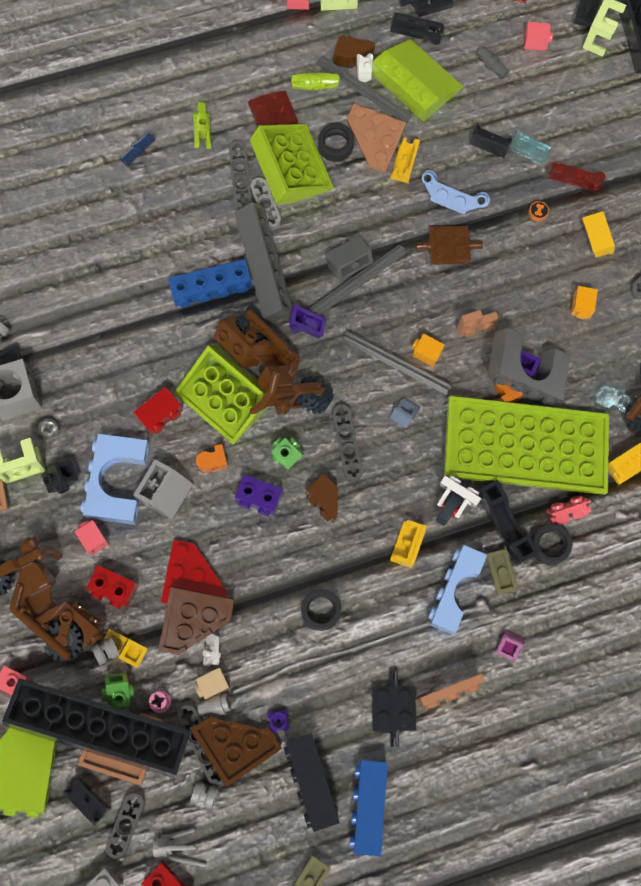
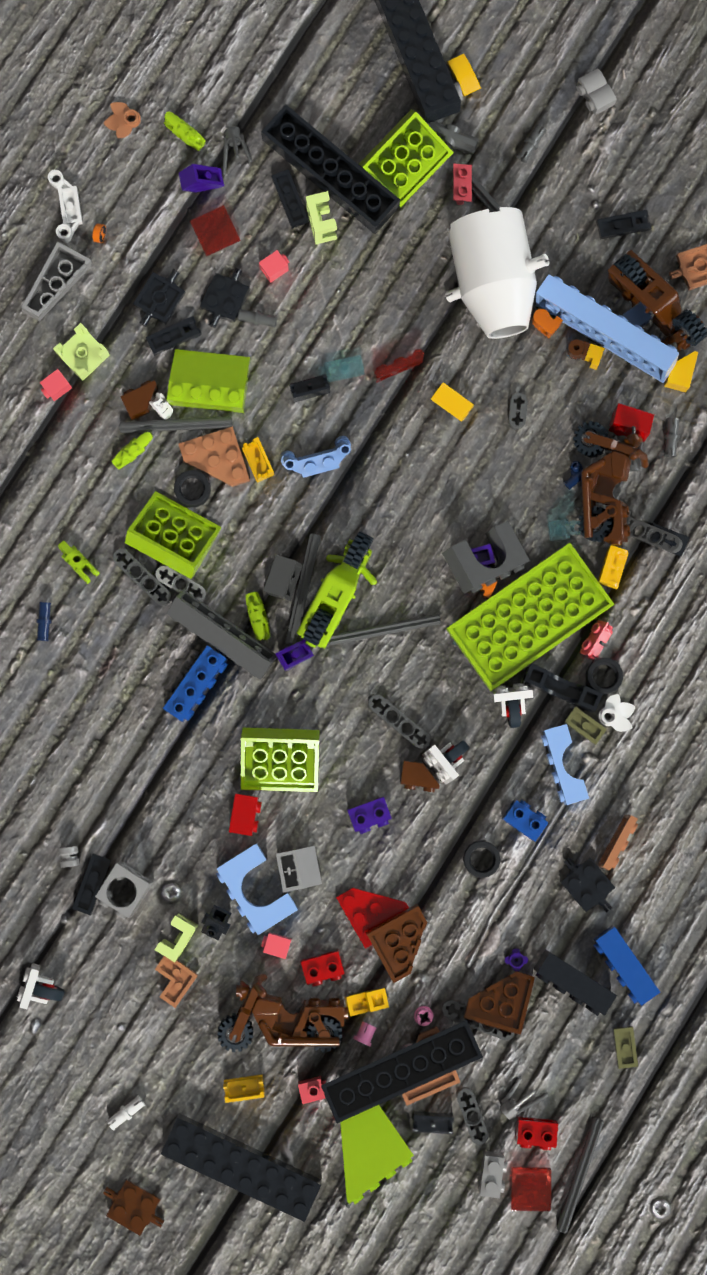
camera: 40 degrees left, 10 degrees up
(97, 673) = (365, 1034): none -> bright pink bush
(110, 651) = (358, 1015): light grey wheel -> none
(117, 691) = (390, 1034): bright green brick -> none
(204, 794) = (508, 1051): light grey wheel -> none
(211, 684) = (450, 974): tan brick -> none
(212, 461) = (312, 820): orange leg -> none
(212, 653) = (431, 953): white piece -> none
(215, 705) = (464, 987): light grey cone -> none
(249, 346) = (264, 711): reddish brown piece -> none
(273, 109) = (122, 503): clear red slope -> none
(292, 446) = (363, 766): bright green brick -> none
(304, 272) = (257, 616): none -> lime hinge
(349, 310) = (336, 591): none -> lime piece
(360, 501) = (442, 763): none -> white plate
(385, 607) = (525, 820): none -> blue brick
(404, 413) = (421, 663): sand blue slope -> none
(408, 543) = (503, 760): yellow hinge -> none
(427, 350) = (400, 602): light orange brick -> none
(449, 245) = (347, 502): reddish brown plate -> none
(475, 321) = (418, 555): nougat plate -> none
(480, 31) = (225, 297): none -> black plate
(510, 645) = (631, 772): magenta slope -> none
(538, 211) = (392, 418): tile -> none
(539, 586) = (619, 713): none -> white plate
(584, 302) = (484, 467): light orange brick -> none

